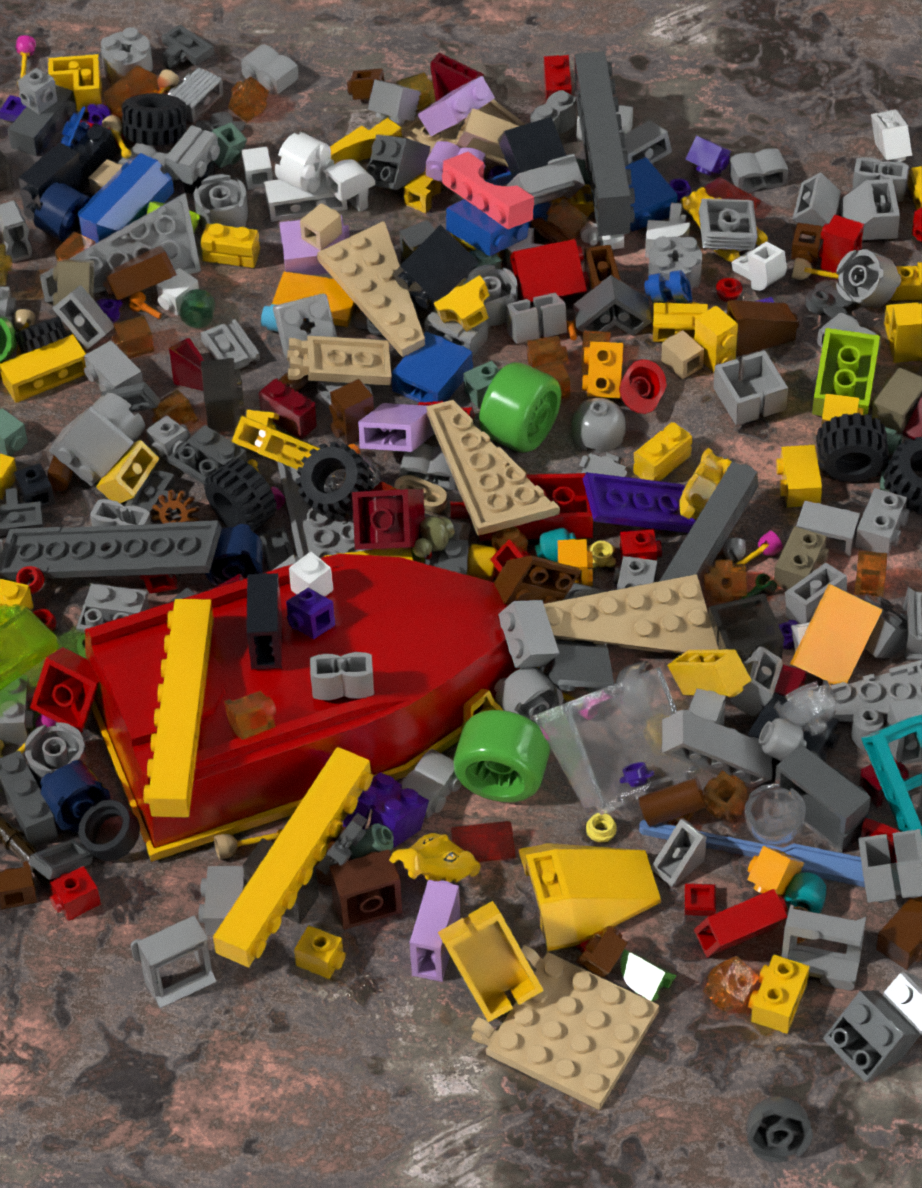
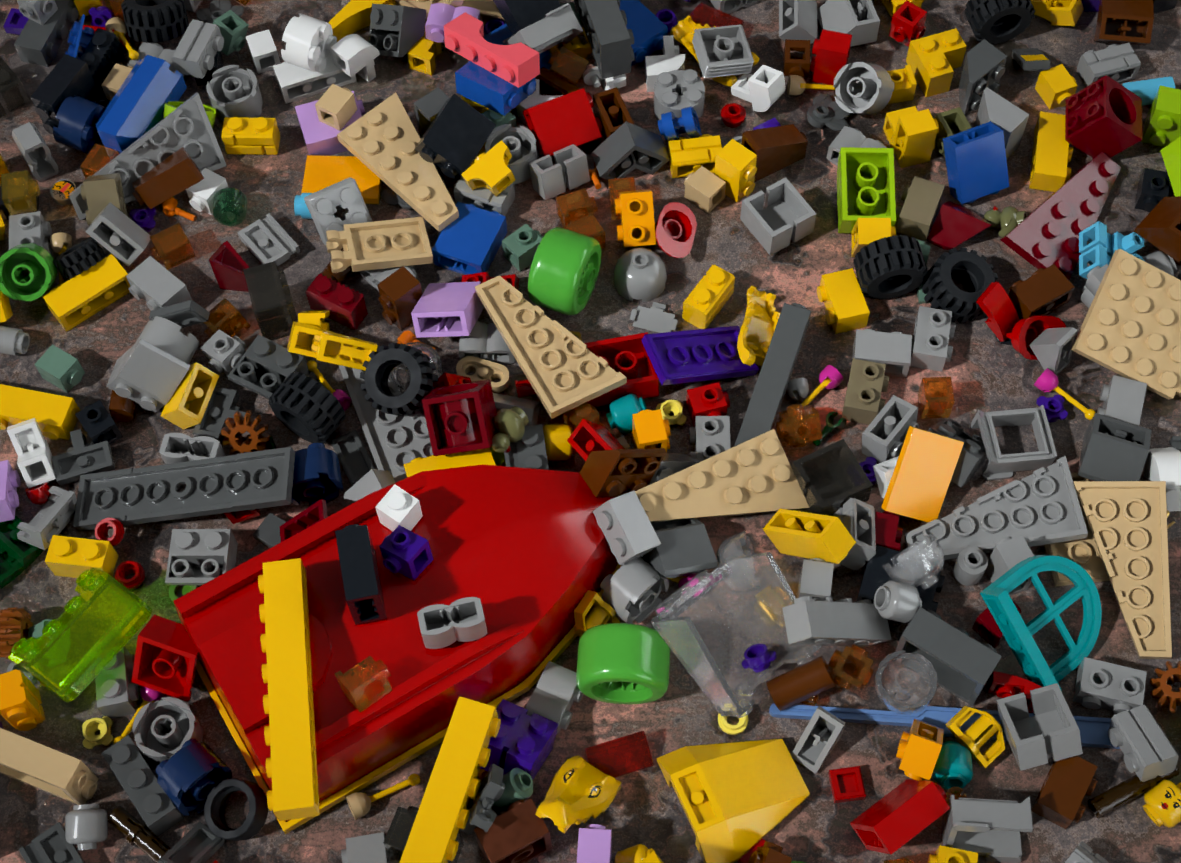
camera: 10 degrees left, 10 degrees up
(31, 274) = (60, 191): none -> tile
(830, 880) = (978, 734): none -> yellow piece

